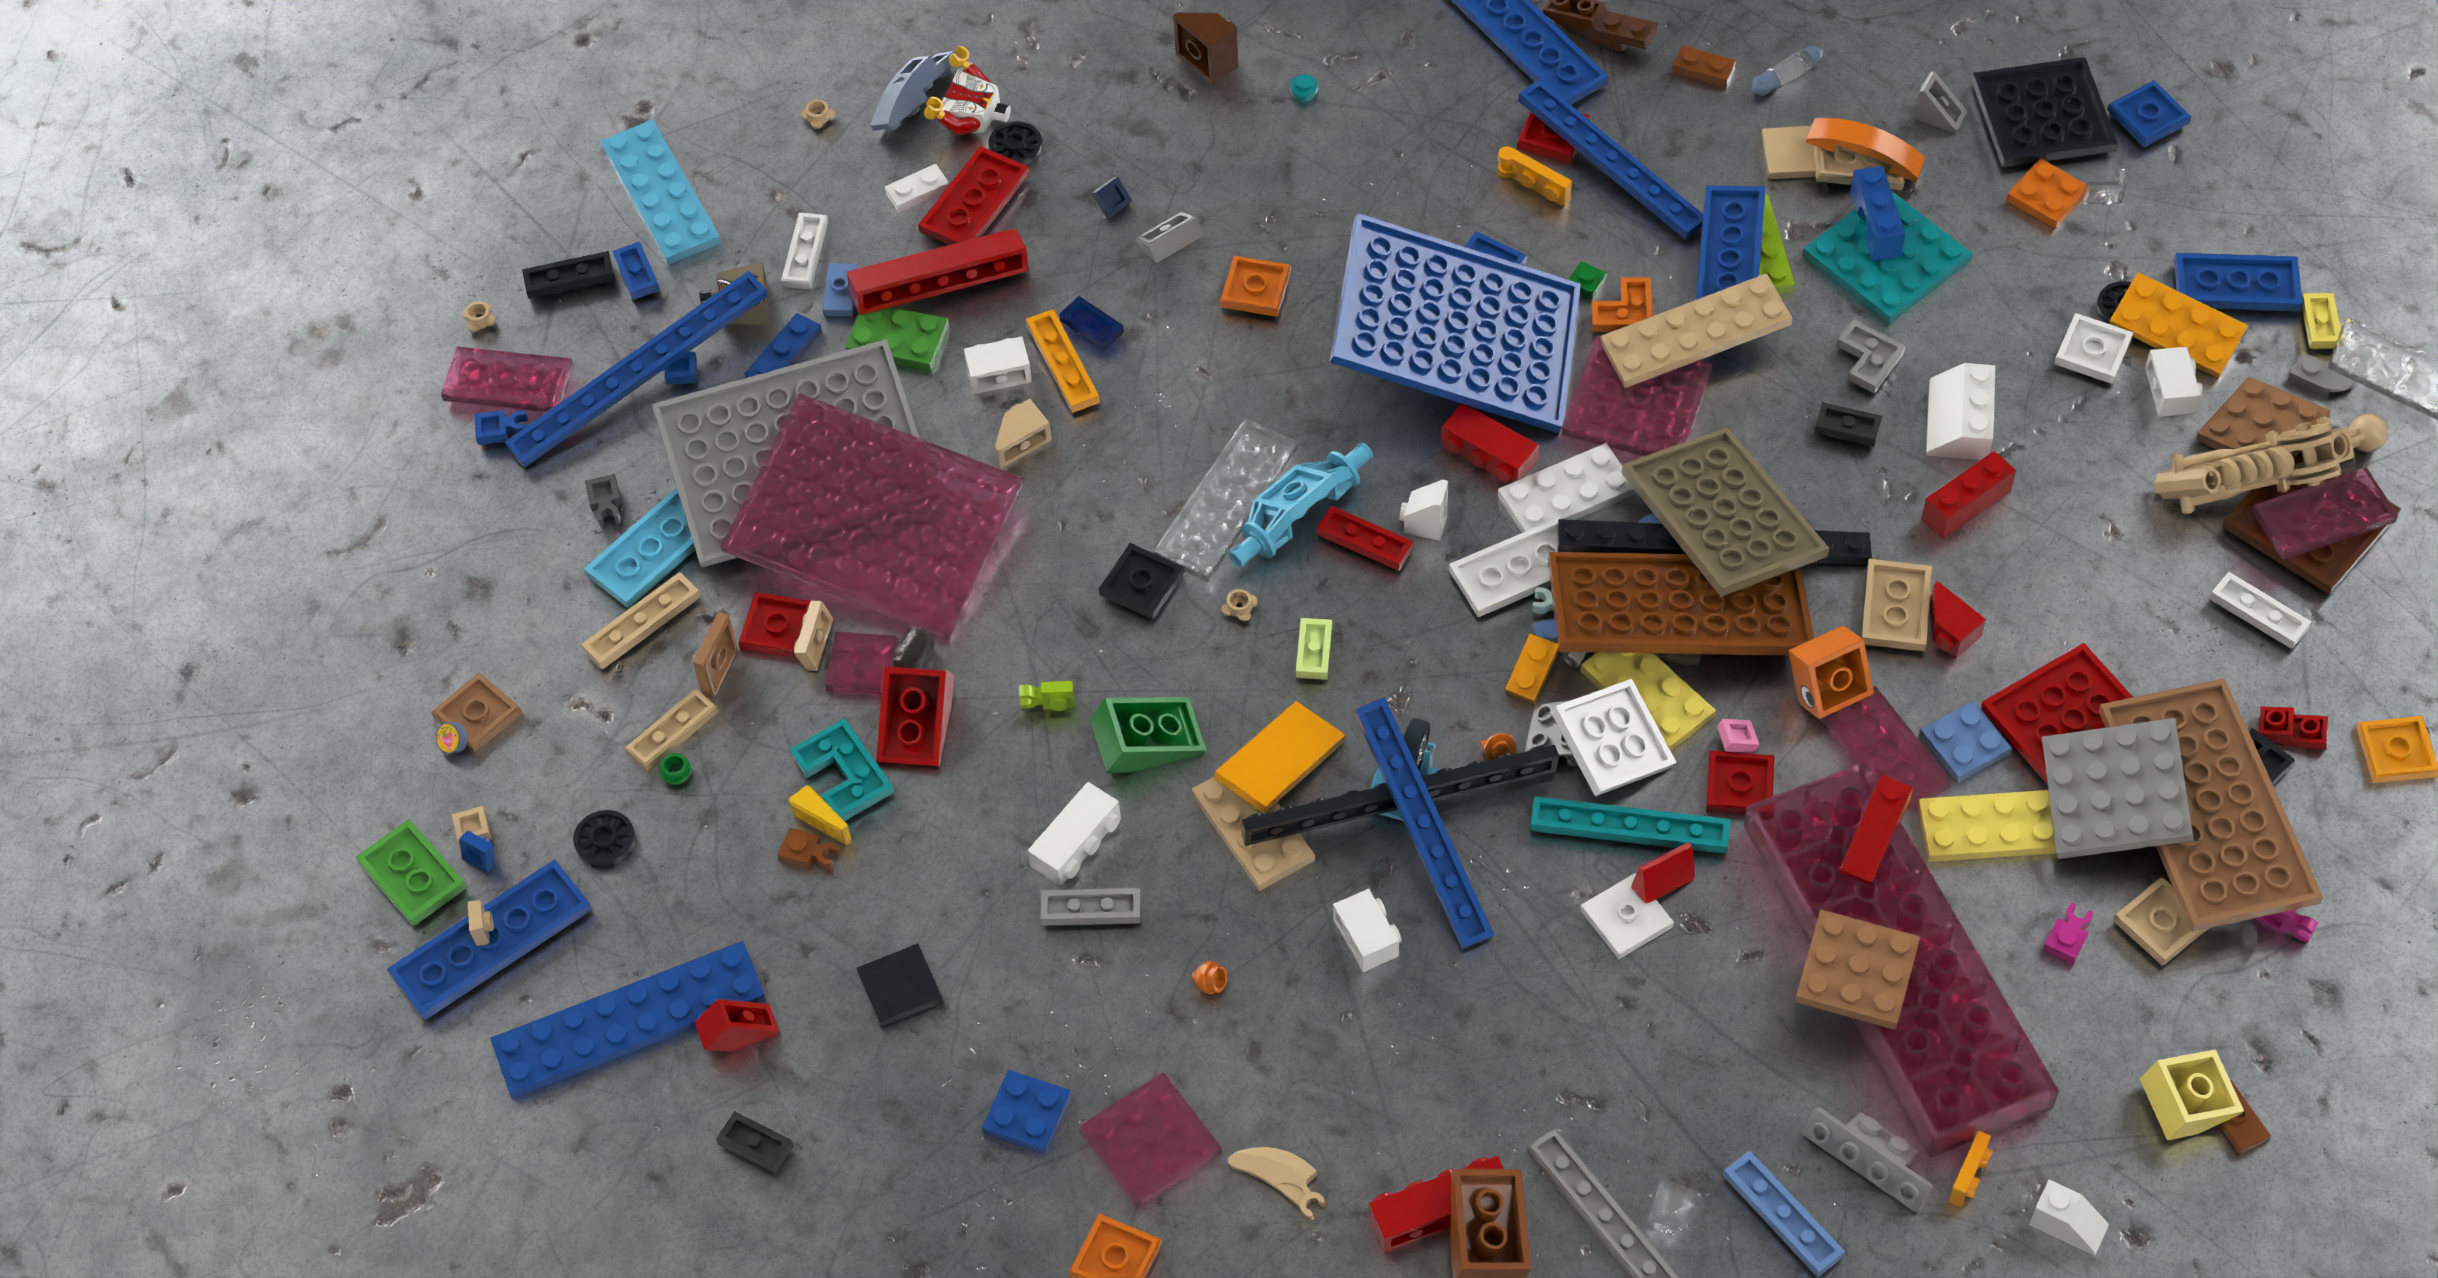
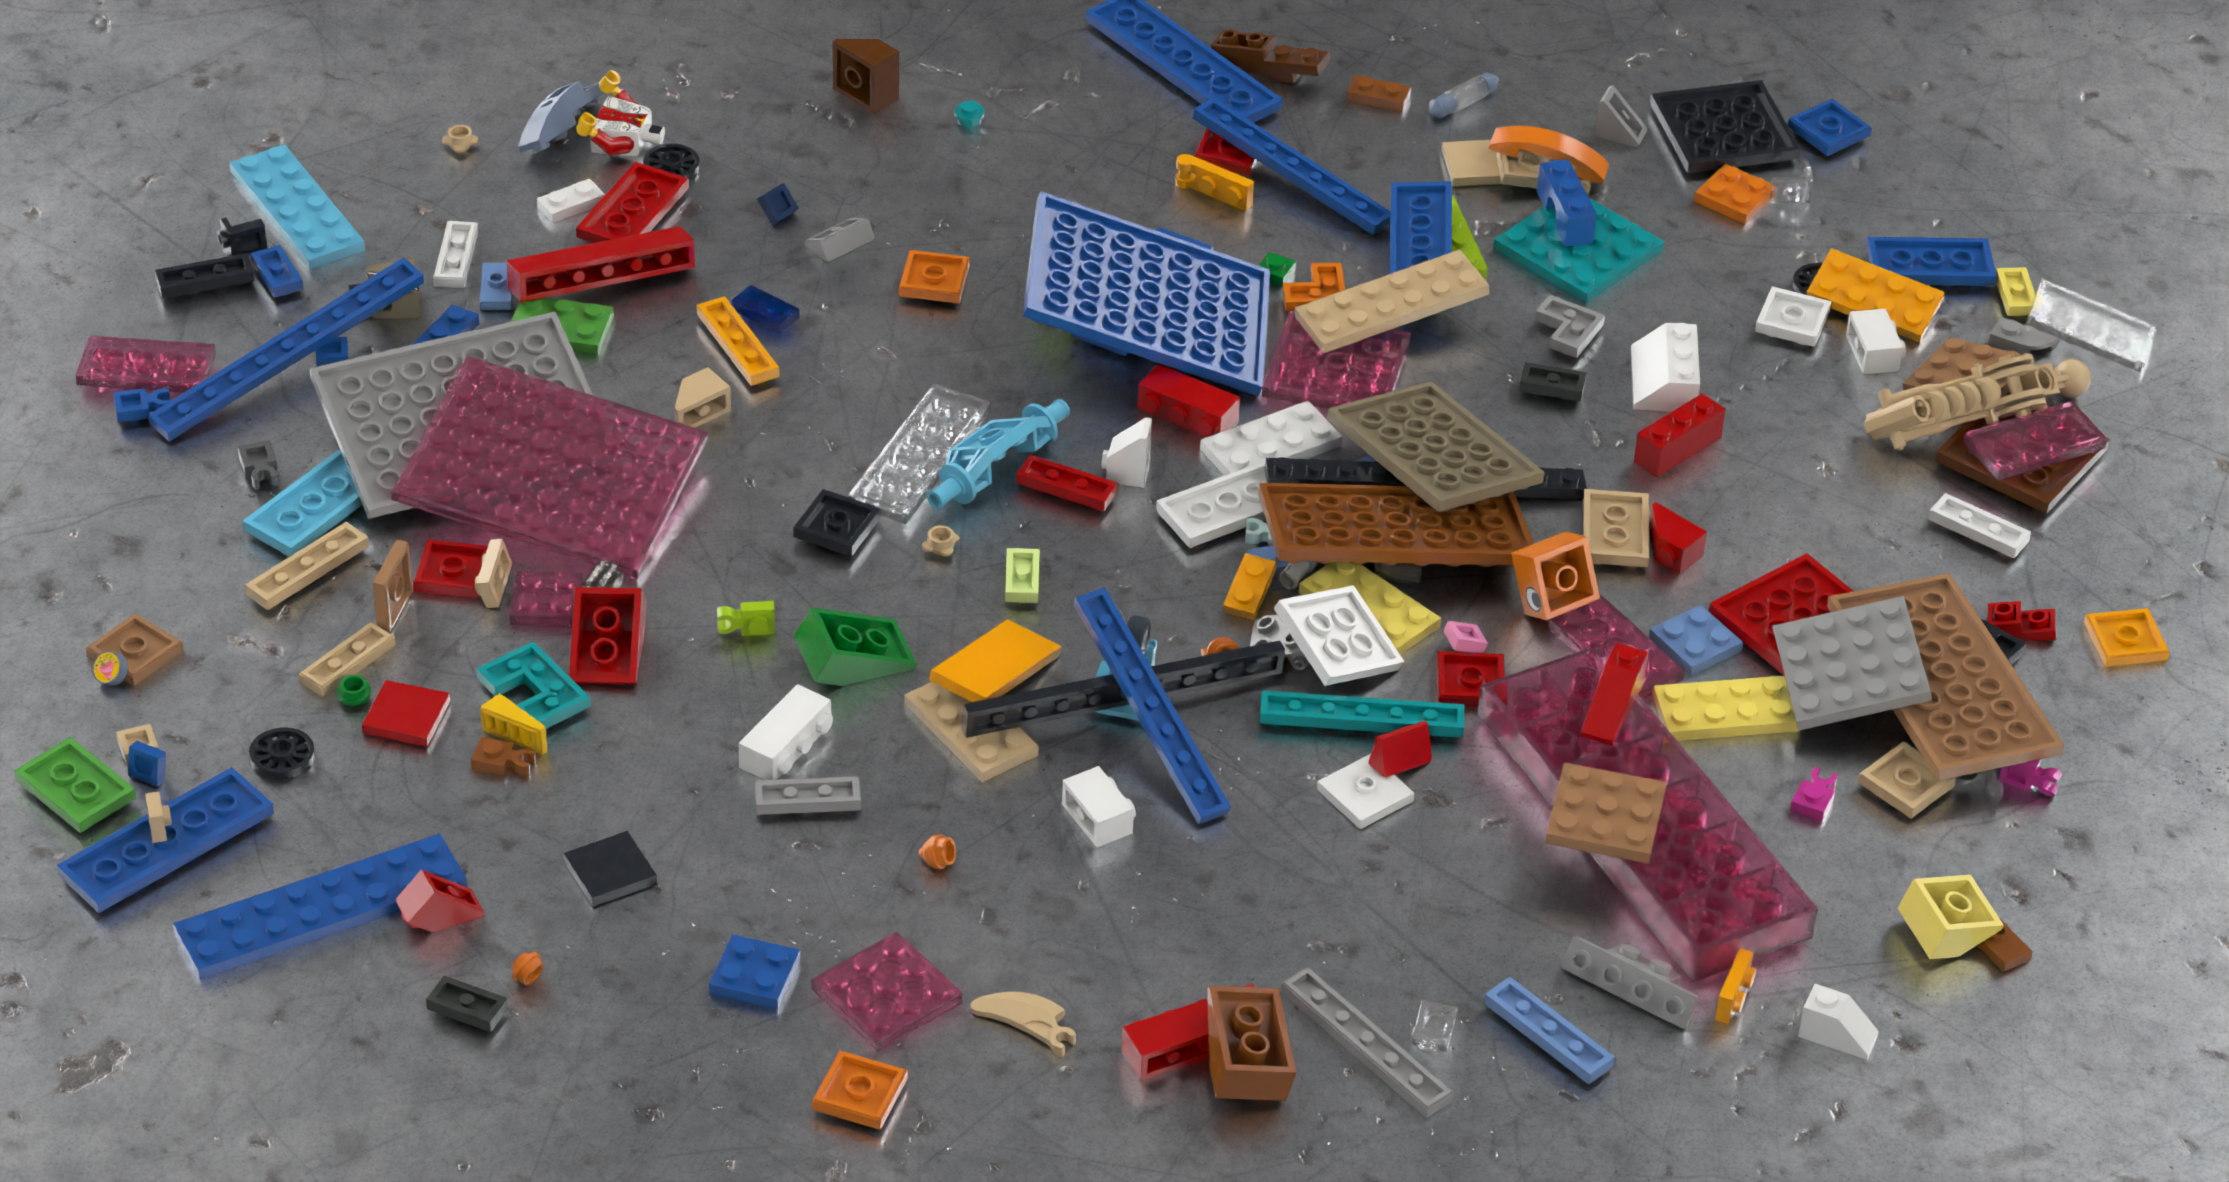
camera: 10 degrees left, 15 degrees down
(478, 316) = (109, 312): tan plate -> none
(606, 232) = (242, 238): none -> black bracket
(722, 795) = (406, 713): none -> red tile
(813, 1103) = (527, 968): none -> orange plate
(997, 365) = (670, 344): white brick -> none

